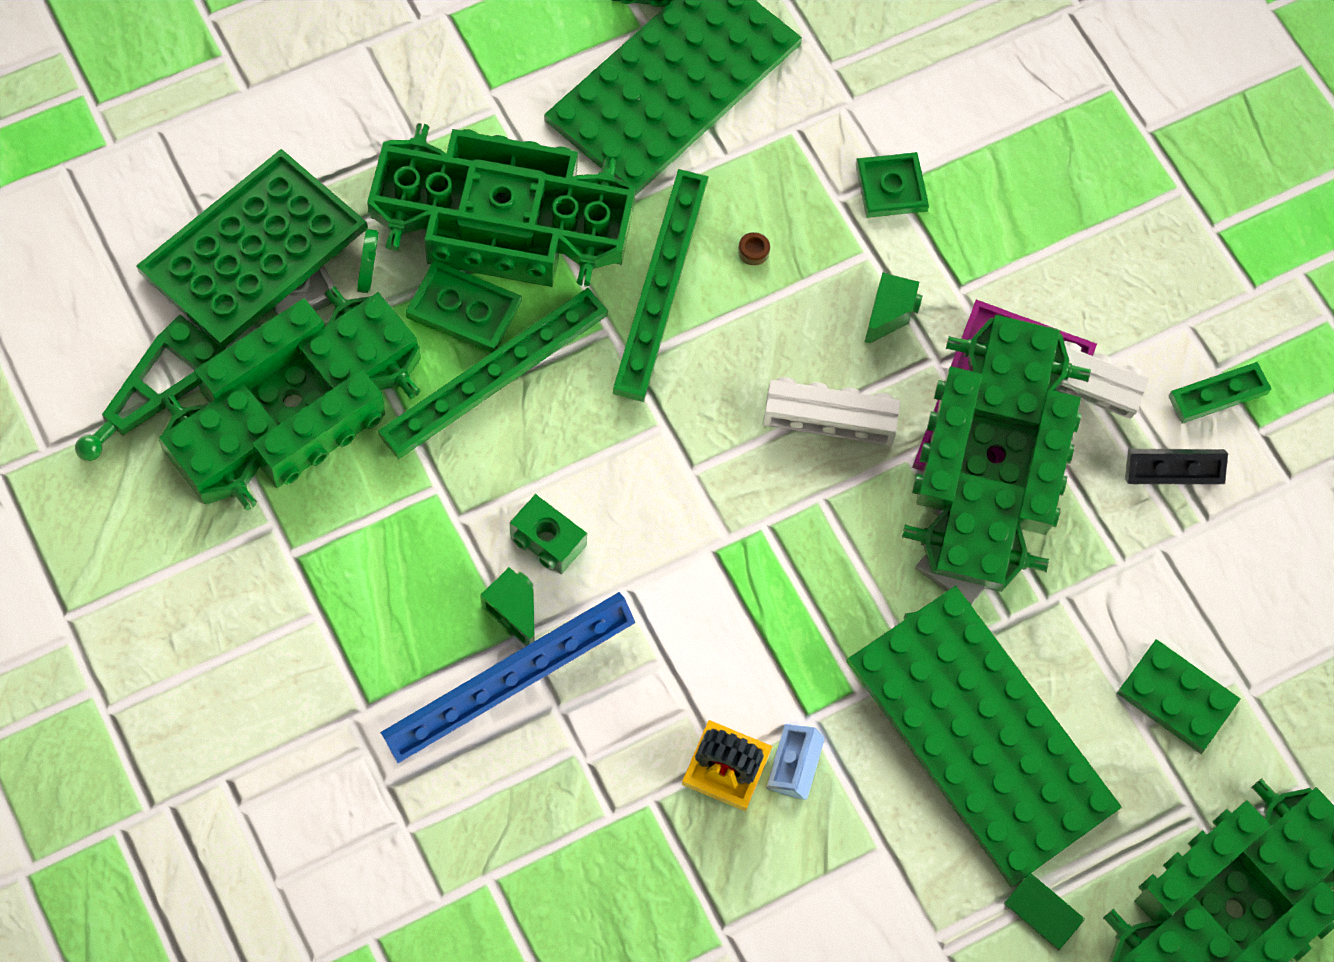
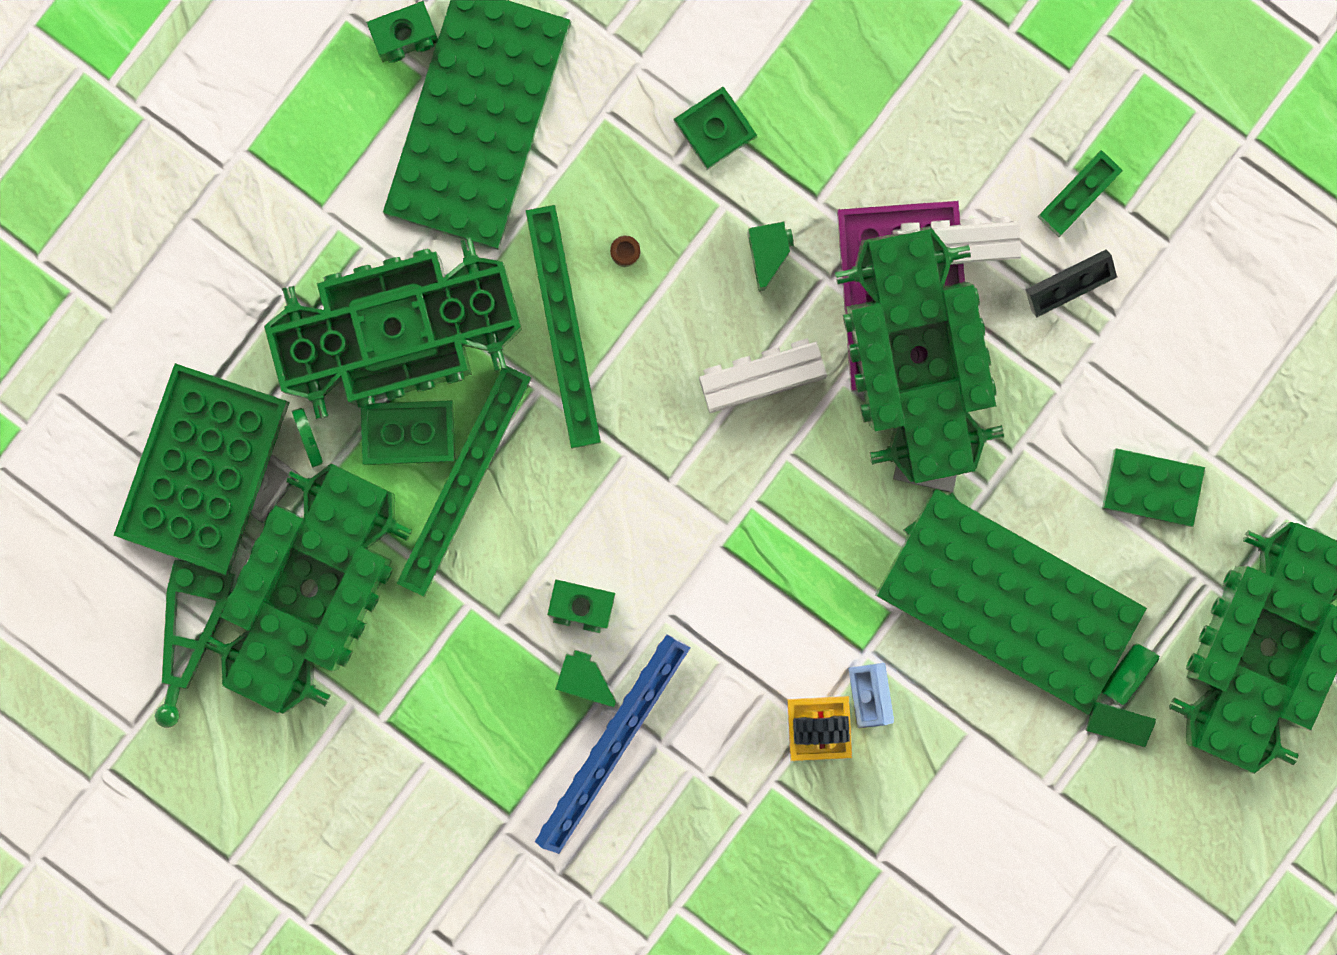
camera: 20 degrees left, 20 degrees up
(1075, 865) = (1130, 674): none -> green slope

